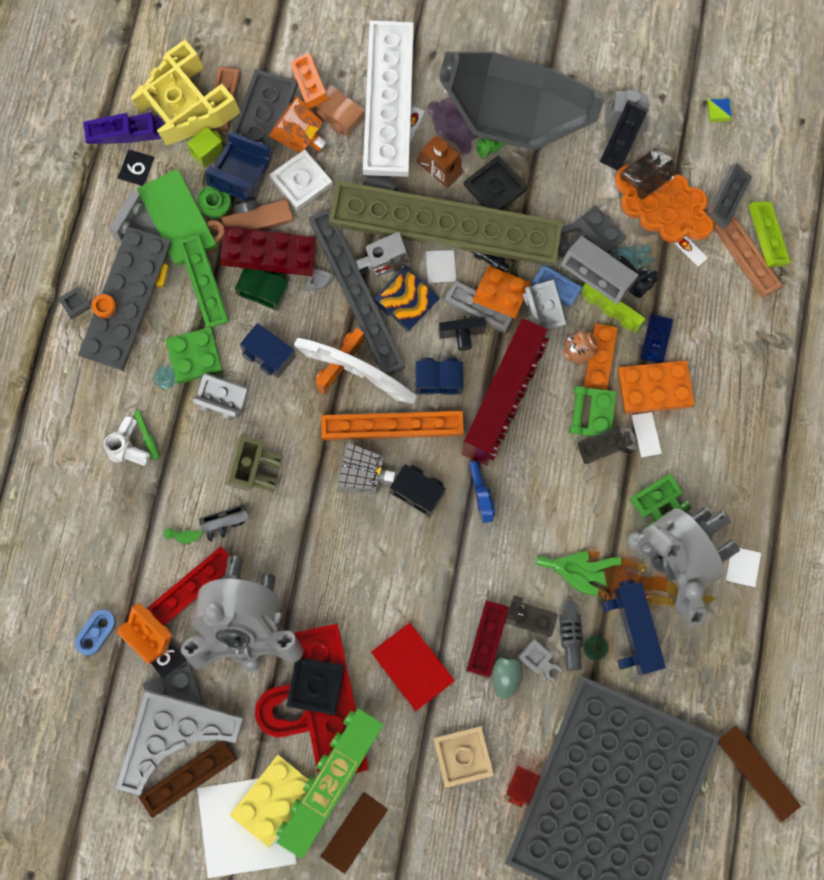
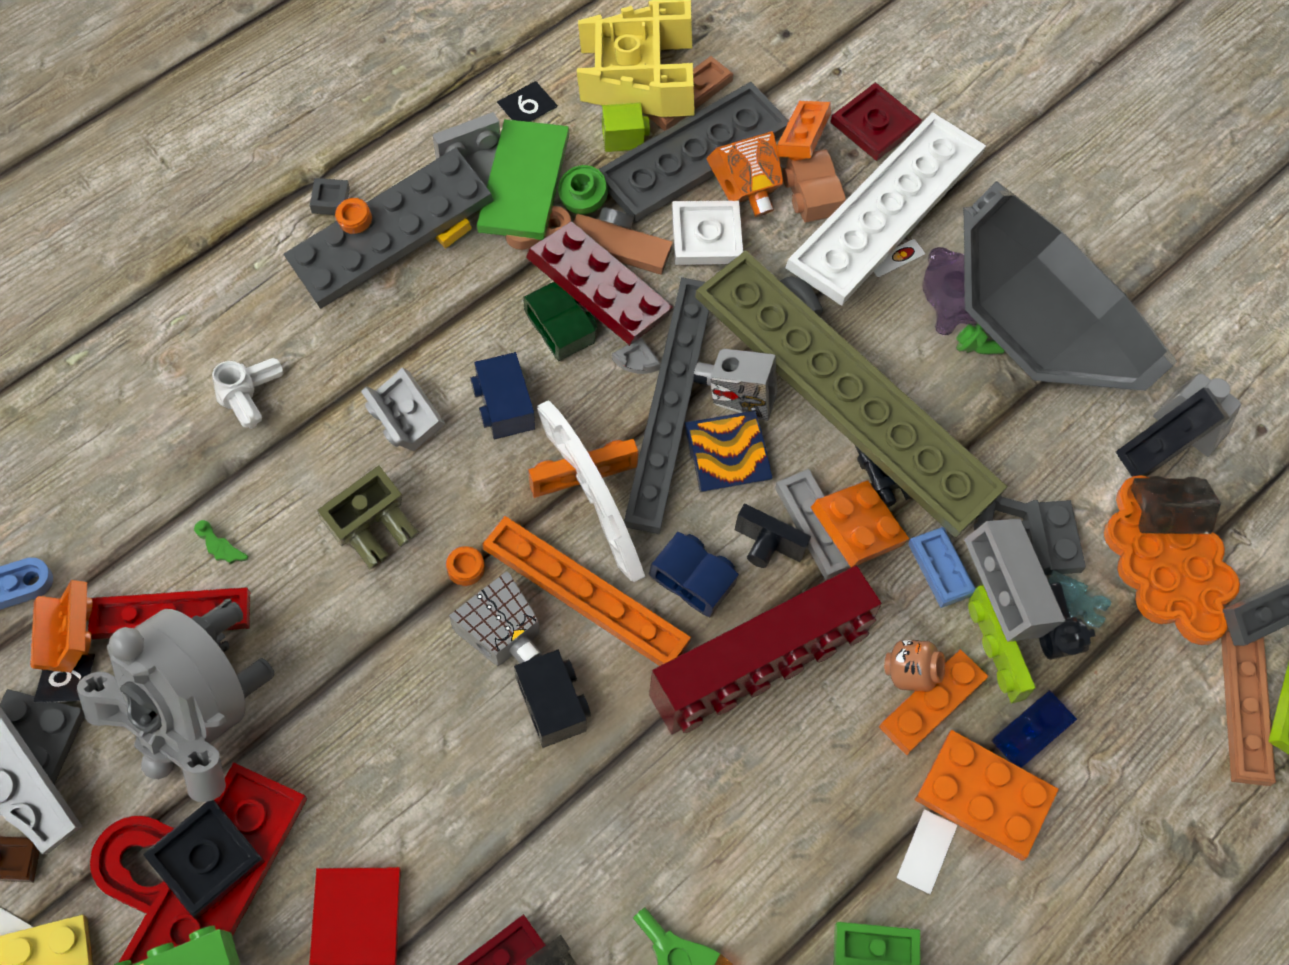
camera: 35 degrees right, 10 degrees down
(123, 129) = (542, 51): dark purple slope -> none
(148, 439) = (279, 400): bright green piece -> none
(160, 373) = (355, 338): clear light blue plate -> none
(193, 355) = (414, 343): bright green plate -> none
(203, 281) = (494, 266): bright green tile -> none
(234, 517) = (269, 555): black plate -> none
(239, 166) = (641, 167): dark blue panel -> none
(319, 455) = (465, 566): none -> orange tile
(341, 46) = (875, 121): none -> dark red plate
(438, 158) = (896, 306): dark orange torso -> none
(441, 266) = (805, 443): white sticker -> none
(483, 495) = (632, 767): blue piece -> none
(495, 185) = (951, 390): pearl dark grey plate -> none
(545, 305) = (906, 577): light grey bracket -> none
(600, 411) = (880, 772): bright green plate -> none
(607, 443) = (861, 822): clear smoke bracket -> none
(692, 251) = (1168, 648): white sticker -> none

